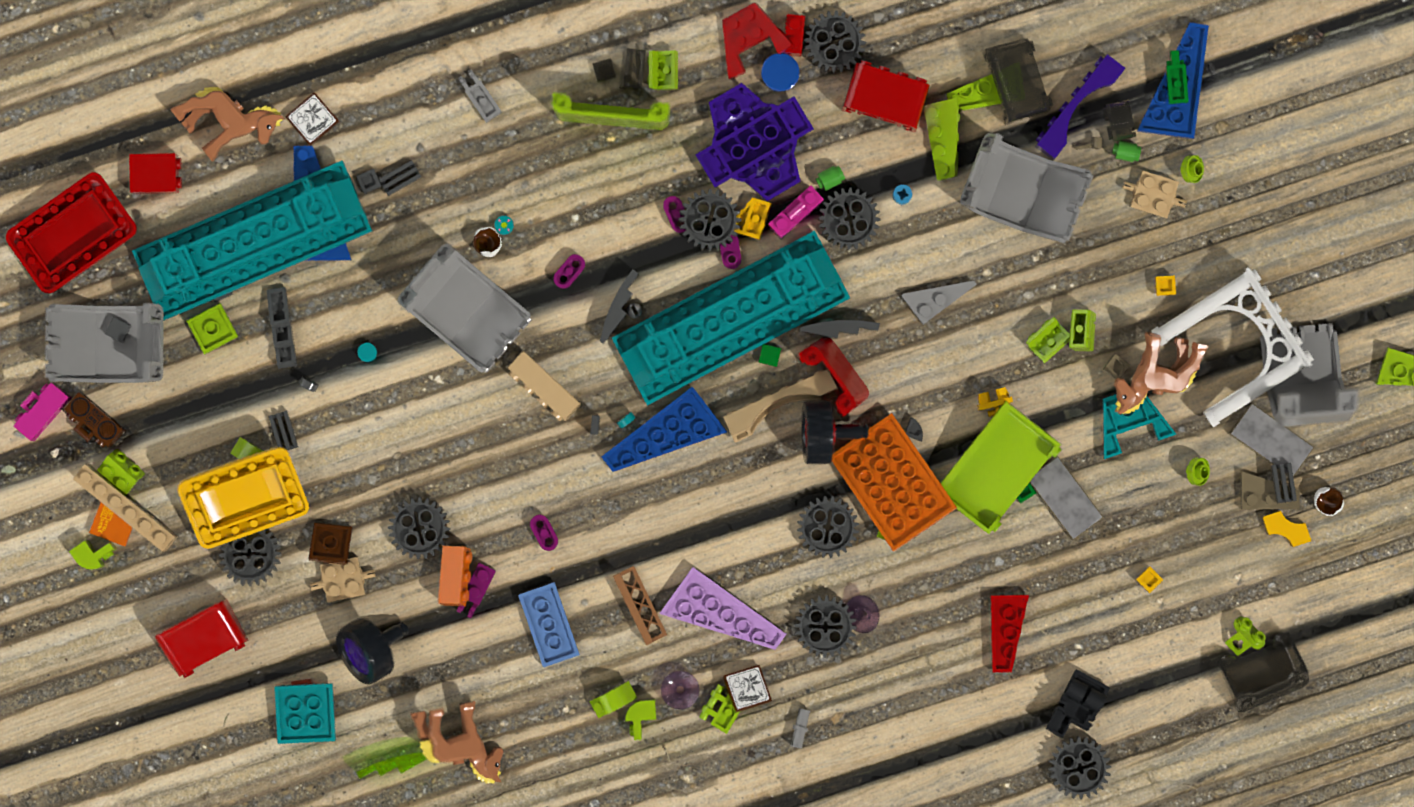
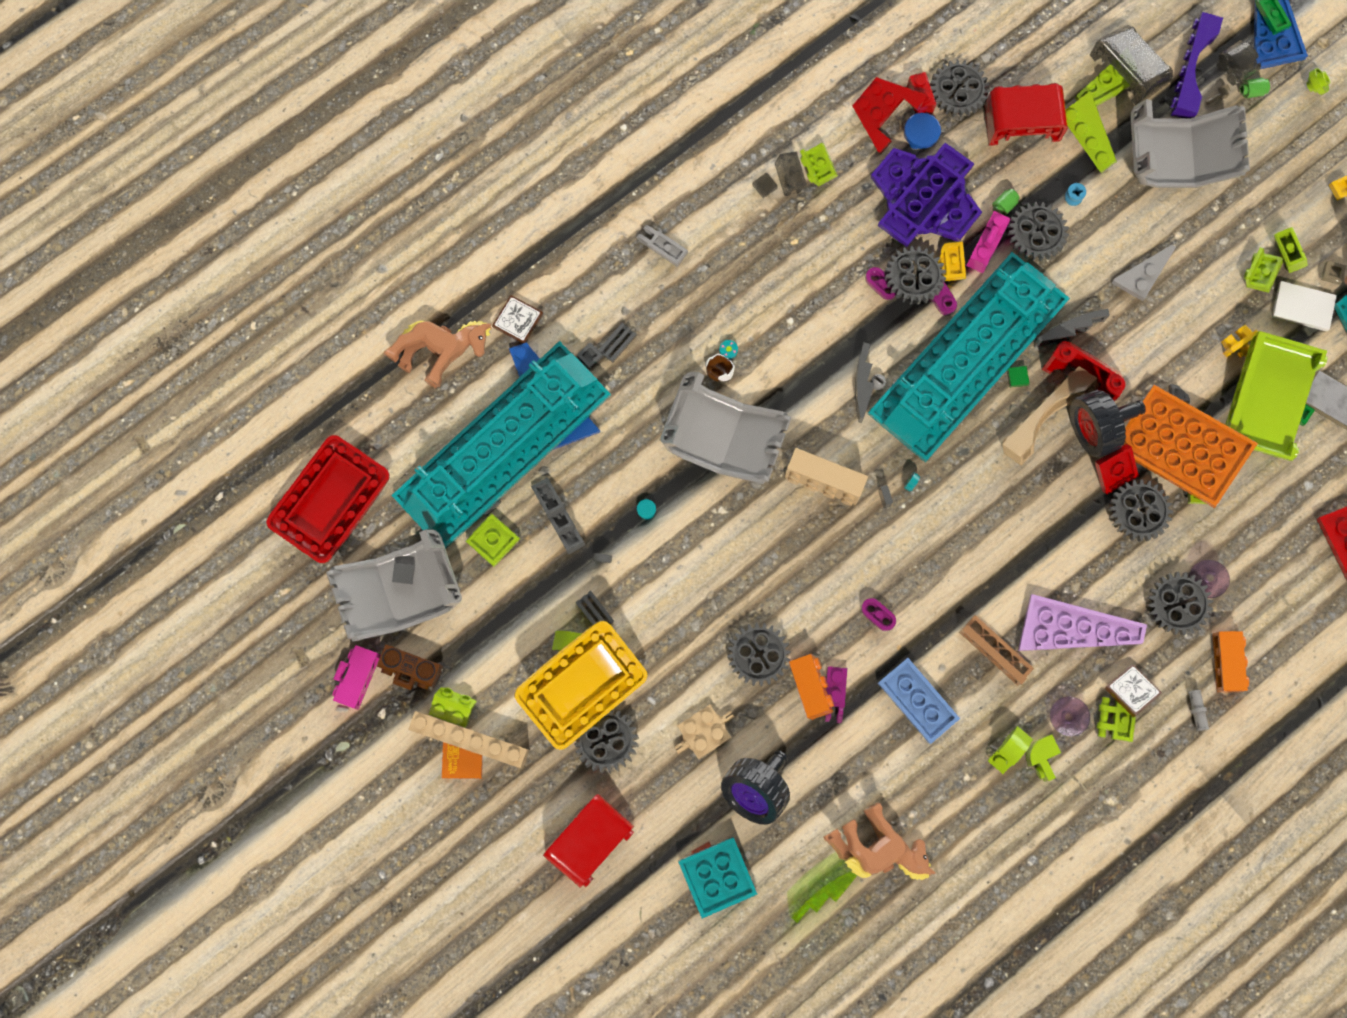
camera: 15 degrees left, 10 degrees down
(88, 558) = (452, 803): lime brick -> none
(155, 173) = (389, 418): red brick -> none
(330, 543) = (679, 701): reddish brown tile -> none
(569, 271) = (804, 368): magenta plate -> none
(654, 118) = (755, 224): lime windscreen -> none
(673, 428) = (959, 472): blue wing -> none
(820, 480) = (1116, 469): none -> red plate
(848, 696) = (1230, 661): none -> orange brick
(1074, 388) = (1304, 306): none -> white tile
(1154, 194) = (1294, 116): tan plate -> none

